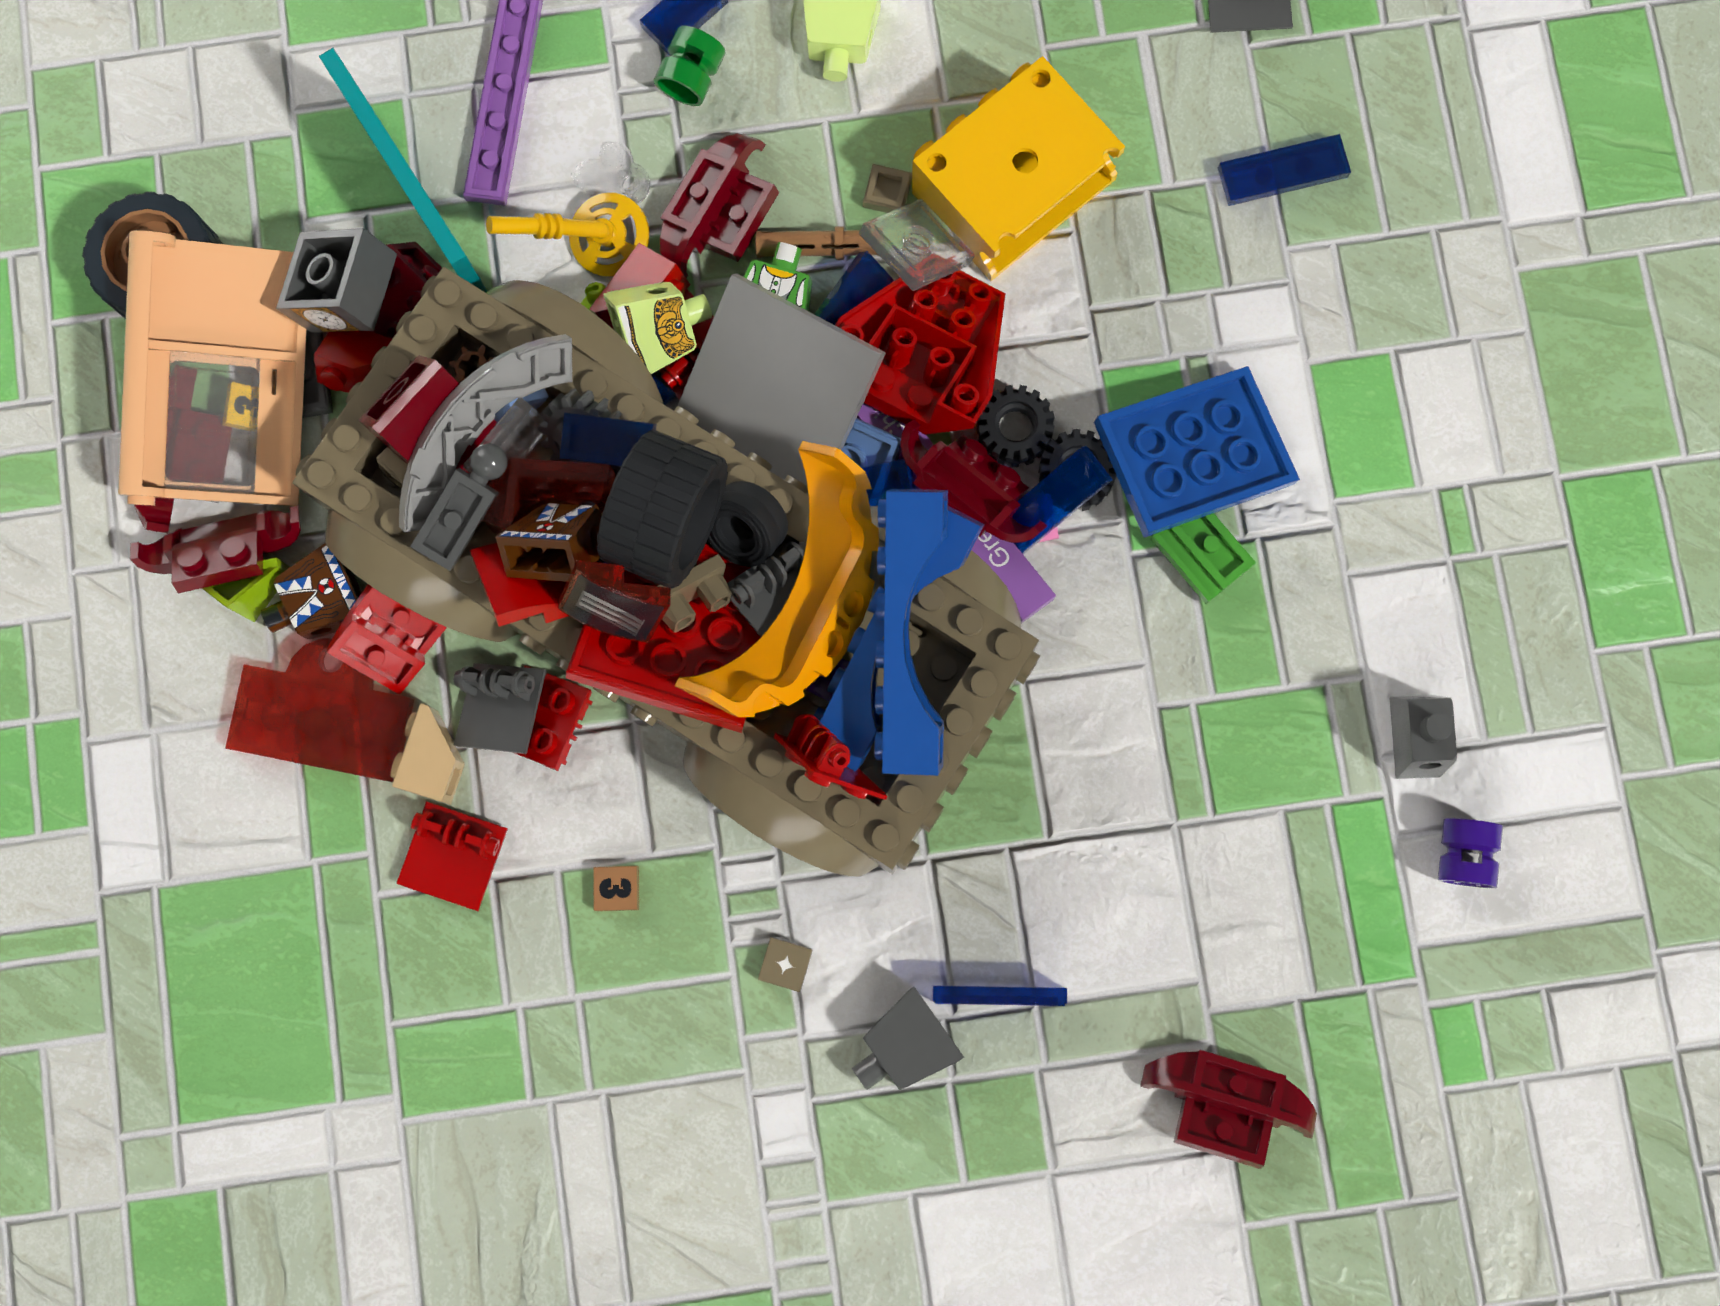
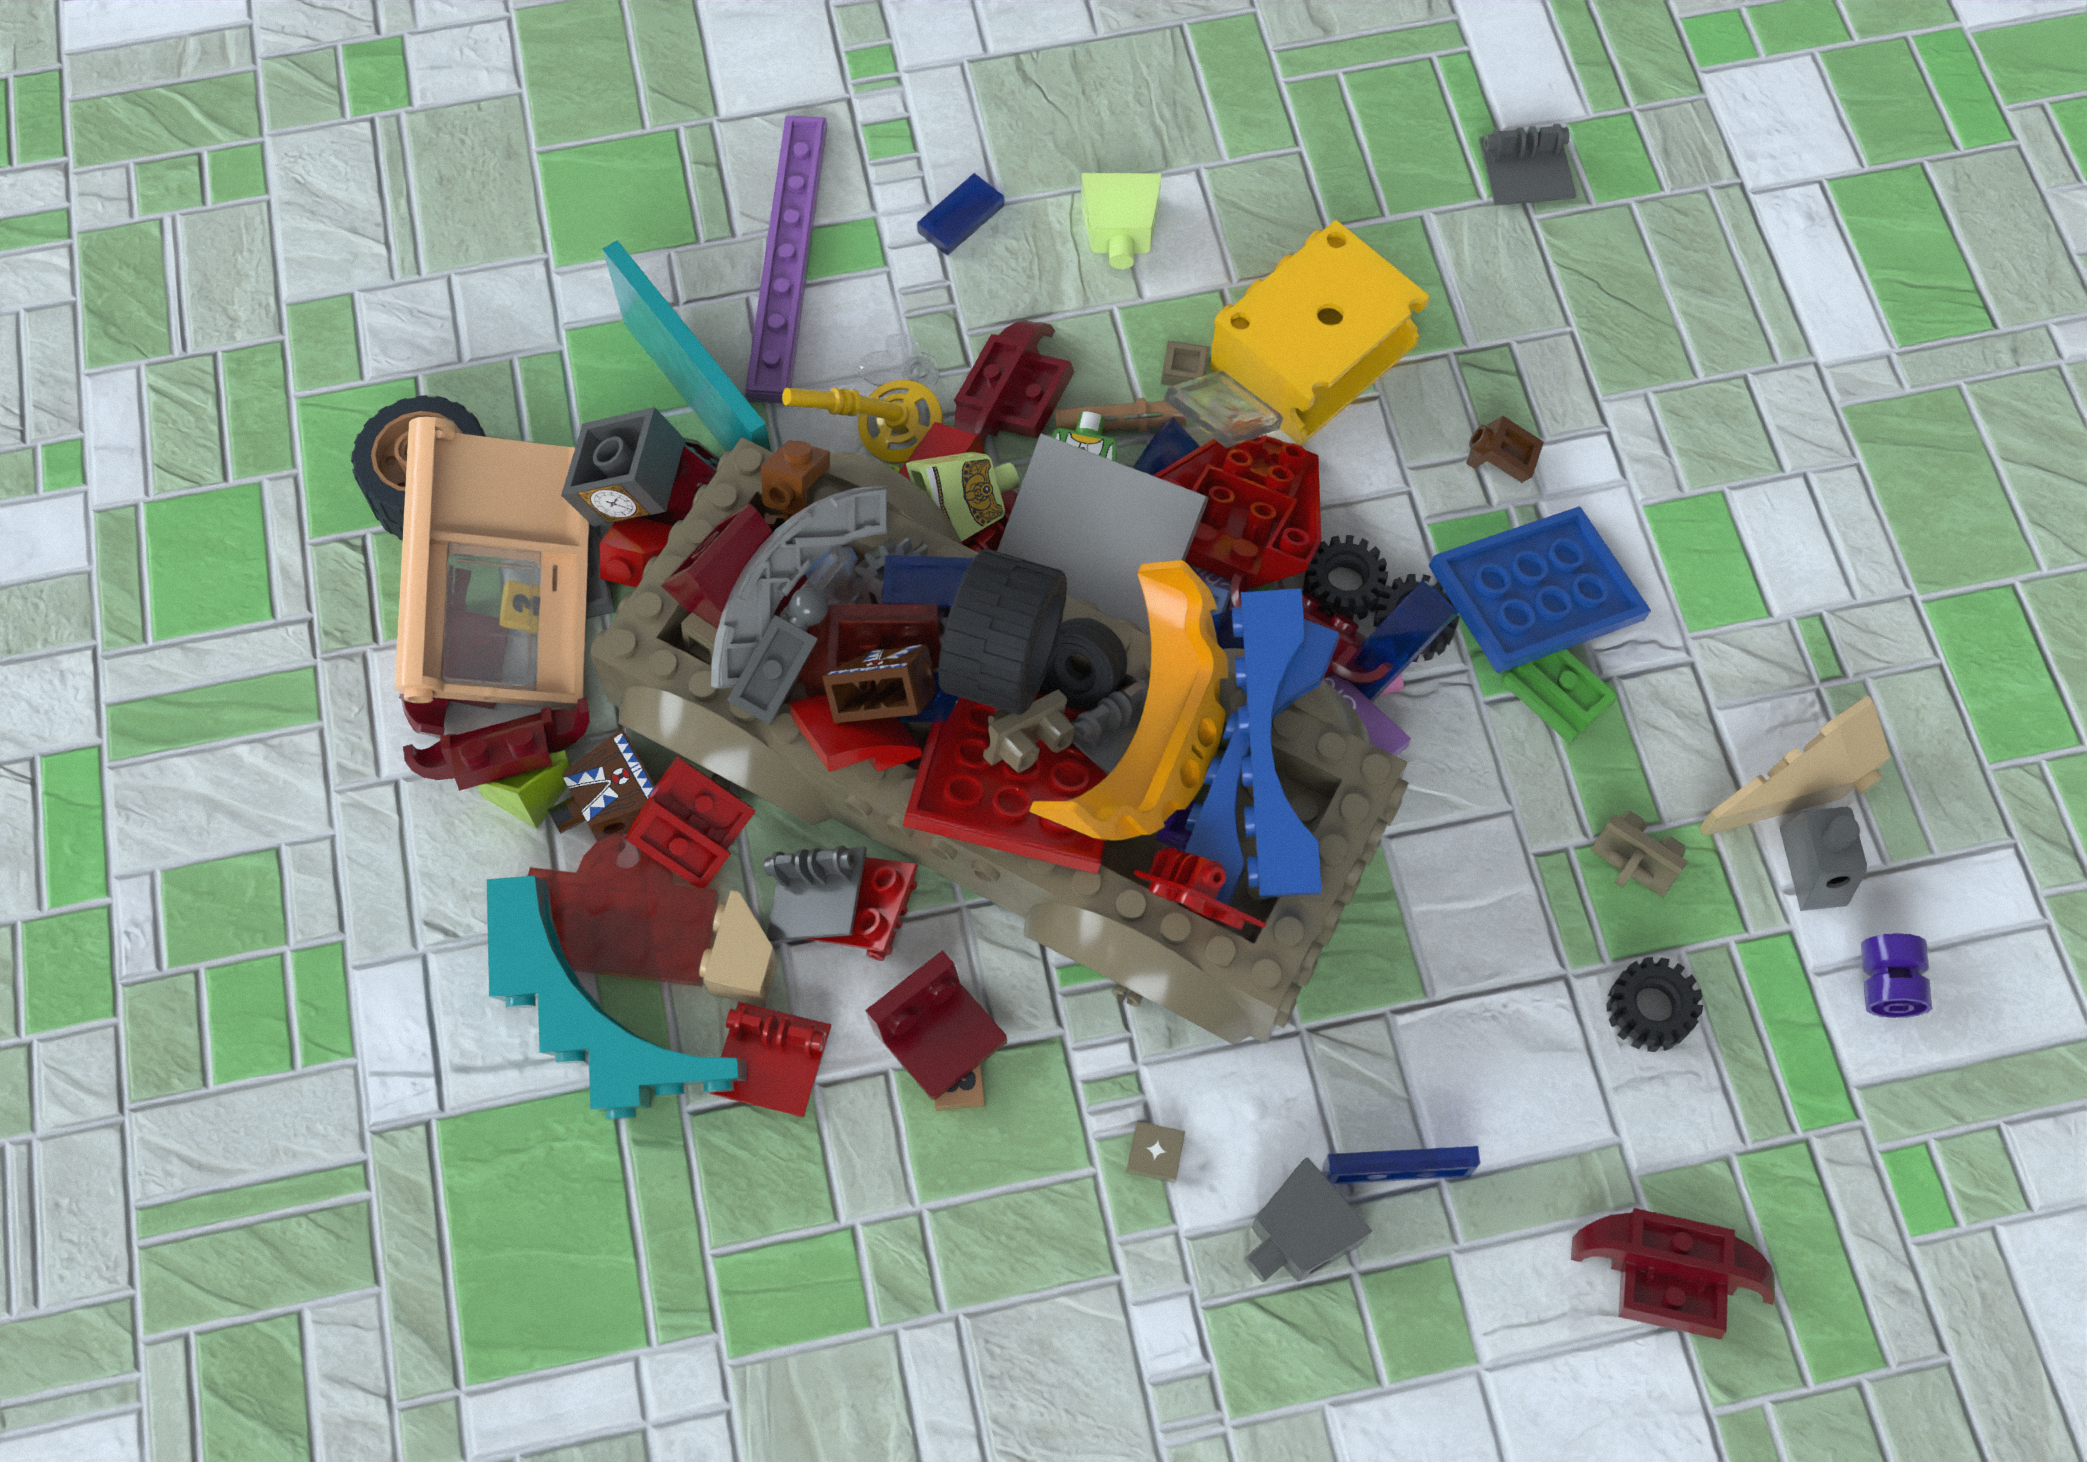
camera: 10 degrees left, 15 degrees down
(241, 765) = (531, 964): none -> teal arch
(486, 313) = (790, 474): none -> dark orange bracket
(598, 841) = (935, 1027): none -> dark red bracket
(602, 601) = (953, 734): slope -> none
(691, 62) = (972, 259): green wheel -> none
(1185, 300) = (1505, 447): none -> reddish brown bracket
(1251, 722) = (1639, 855): none -> dark tan hips
(1273, 862) = (1669, 981): none -> black tyre
(1284, 170) = (1587, 325): clear blue tile -> none
(1437, 650) = (1832, 765): none -> tan wedge

